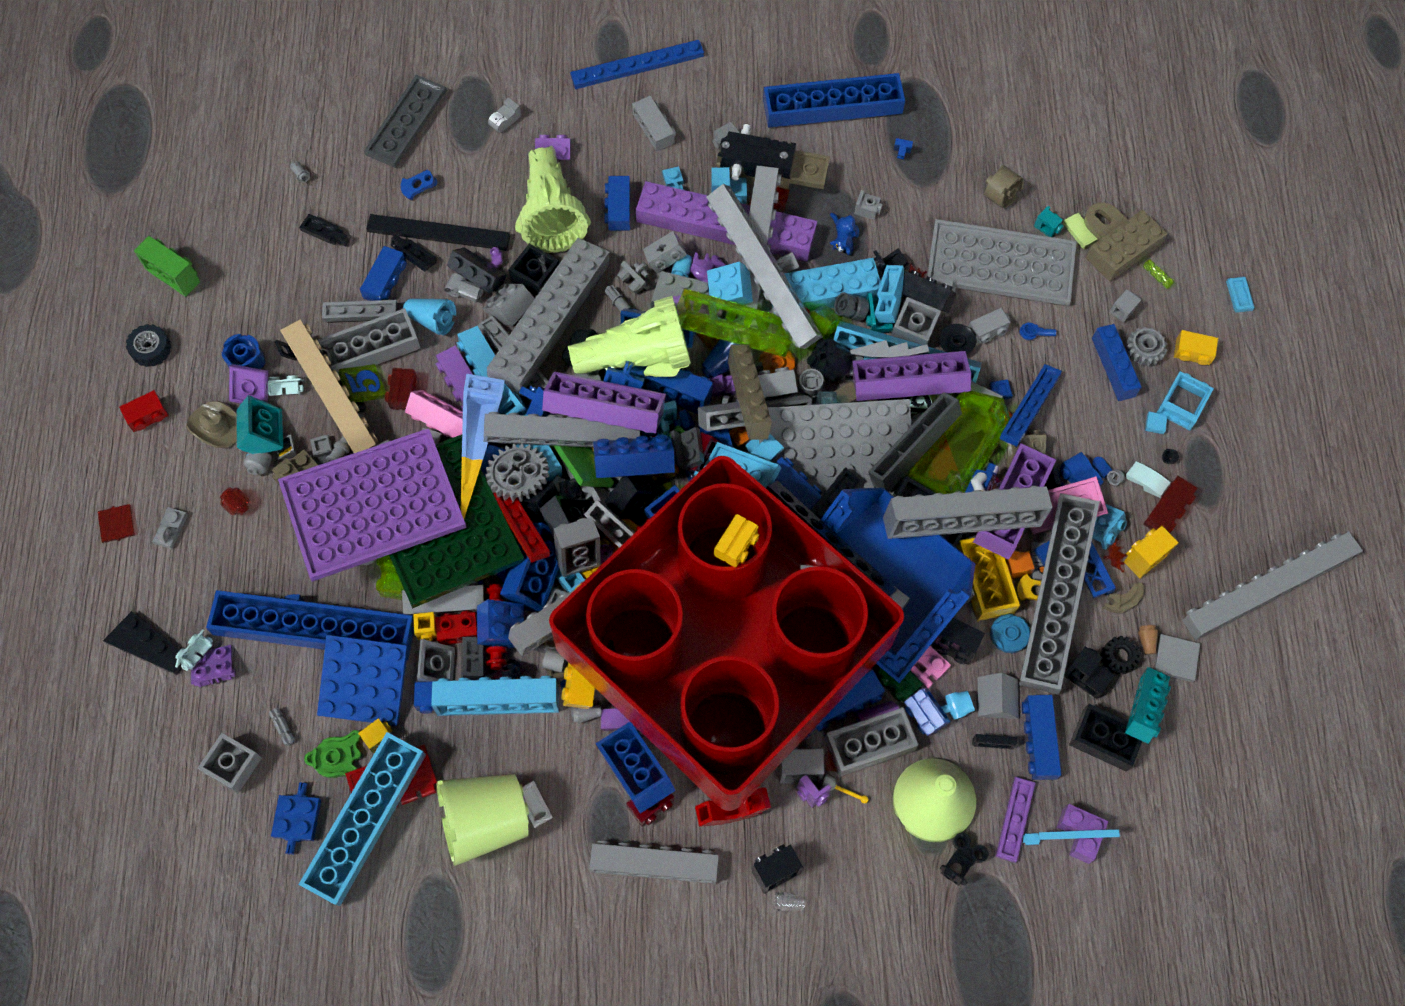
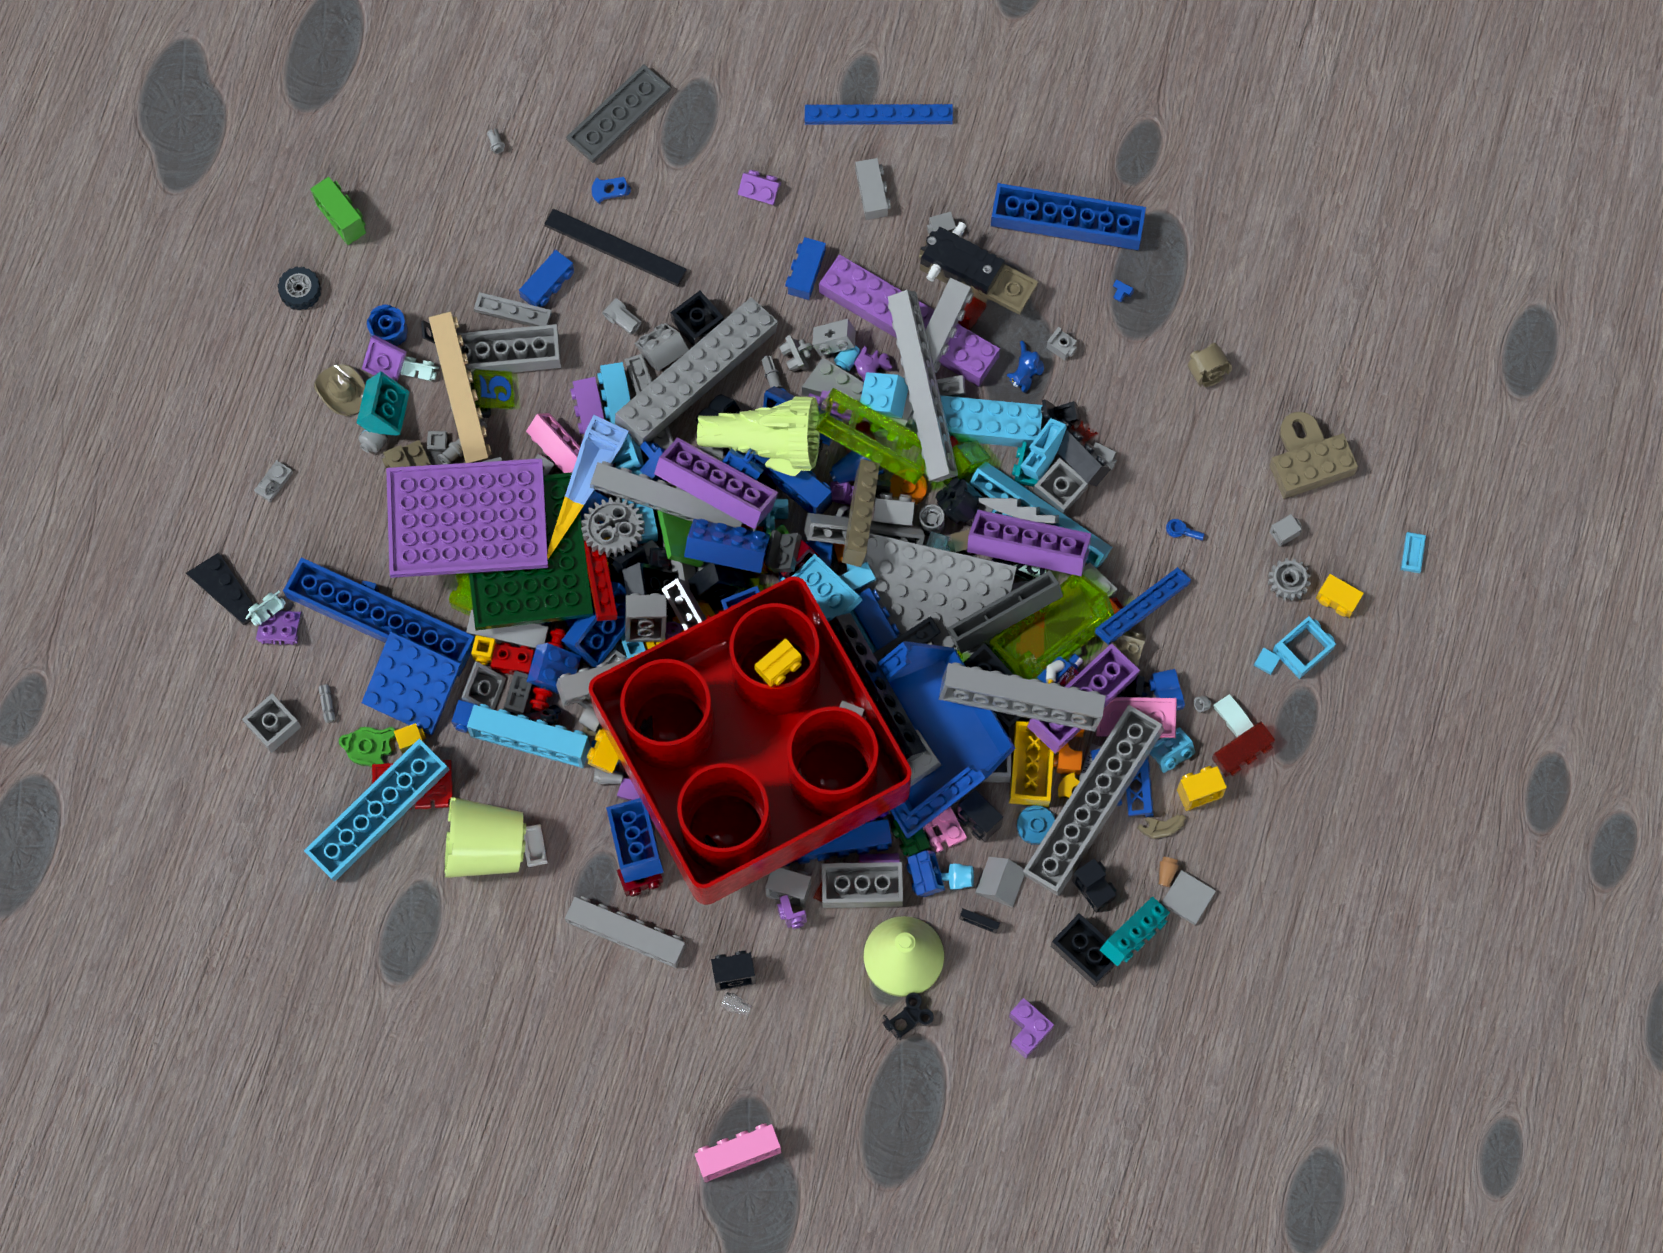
camera: 20 degrees right, 5 degrees up
(116, 523) = (224, 461): clear red piece -> none
(143, 411) = (278, 356): red brick -> none
(234, 501) = (340, 473): clear red head -> none
(288, 449) = (405, 436): slope -> none
(296, 818) = (317, 791): blue plate -> none
(323, 230) = (501, 213): black hinge -> none
(401, 384) = (530, 404): clear red brick -> none
(414, 253) = (583, 264): black hinge -> none
(432, 313) = (582, 335): medium azure cone -> none
(476, 269) = (640, 301): black brick -> none
(496, 256) = (664, 295): medium lavender arm -> none
(505, 116) = (721, 137): light grey leg -> none
(551, 214) = (731, 266): yellowish green cone -> none
(673, 177) = (873, 256): medium azure plate -> none
(686, 421) = (795, 522): blue tile -> none
(711, 814) = (726, 908): red arch -> none
(722, 176) = (916, 280): medium azure brick -> none
(828, 779) = (811, 912): hinge -> none
(851, 306) = (1001, 450): dark grey wheel -> none
(960, 334) = (1101, 508): black dish -> none
(990, 326) = (1136, 511): light grey brick -> none
(1002, 388) = (1123, 580): blue tile -> none
(1003, 262) = (1177, 446): light grey plate -> none
(1015, 819) = (972, 997): medium lavender tile -> none
(1034, 838) = (982, 1020): medium azure piece -> none
(1042, 737) = (1026, 930): blue brick -> none
(1048, 222) = (1243, 417): teal brick -> none
(1078, 229) = (1271, 431): yellowish green tile -> none
(1101, 466) = (1193, 689): blue piece -> none
(1113, 663) = (1142, 869): black tyre -> none
(1115, 556) = (1169, 781): clear red piece -> none
(1116, 362) = (1250, 587): blue brick -> none
(1158, 274) = (1336, 506): clear neon green axle -> none
(1170, 453) = (1266, 700): black hinge -> none
(1272, 585) = (1311, 857): light grey brick -> none

